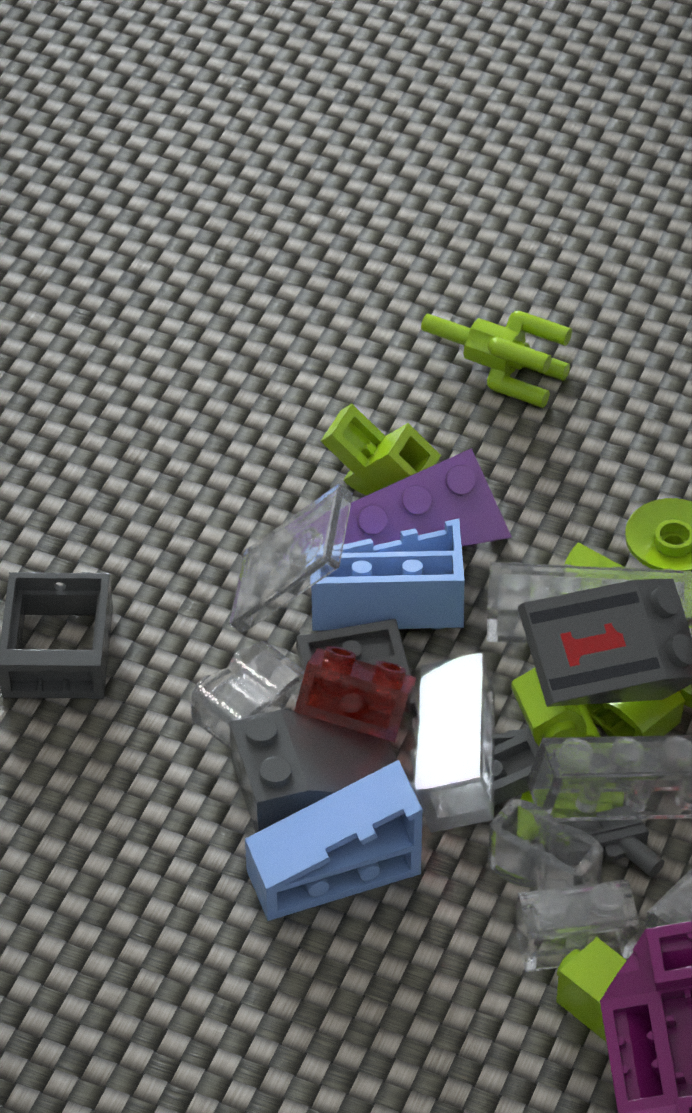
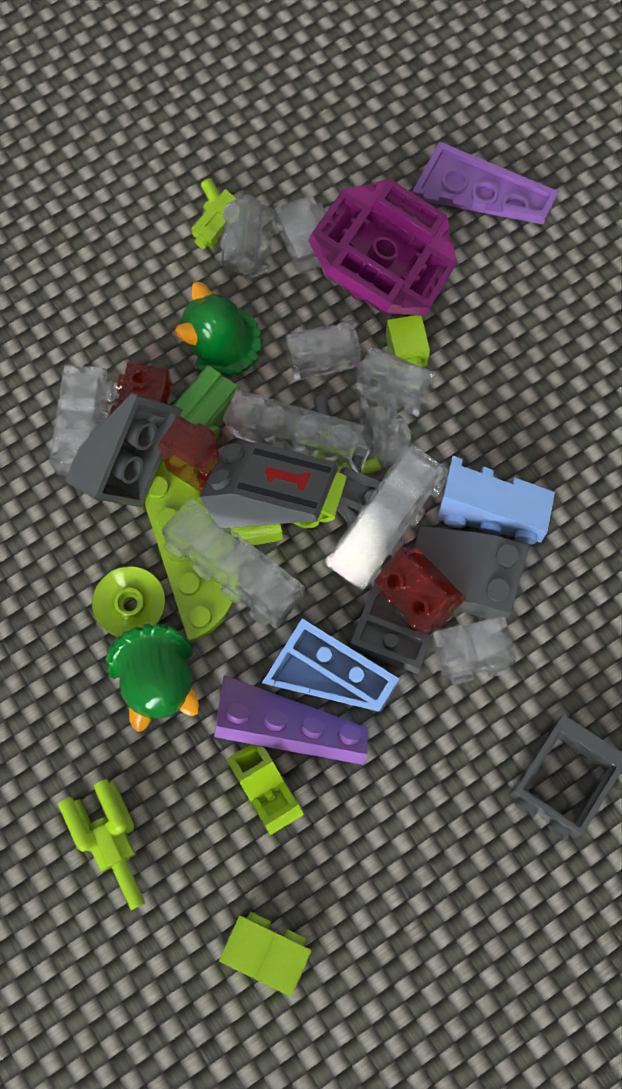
camera: 145 degrees left, 25 degrees up
(272, 352) = (265, 954): none -> lime brick
(291, 558) = (392, 716): clear tile -> none
(576, 480) = (153, 673): none -> green hair

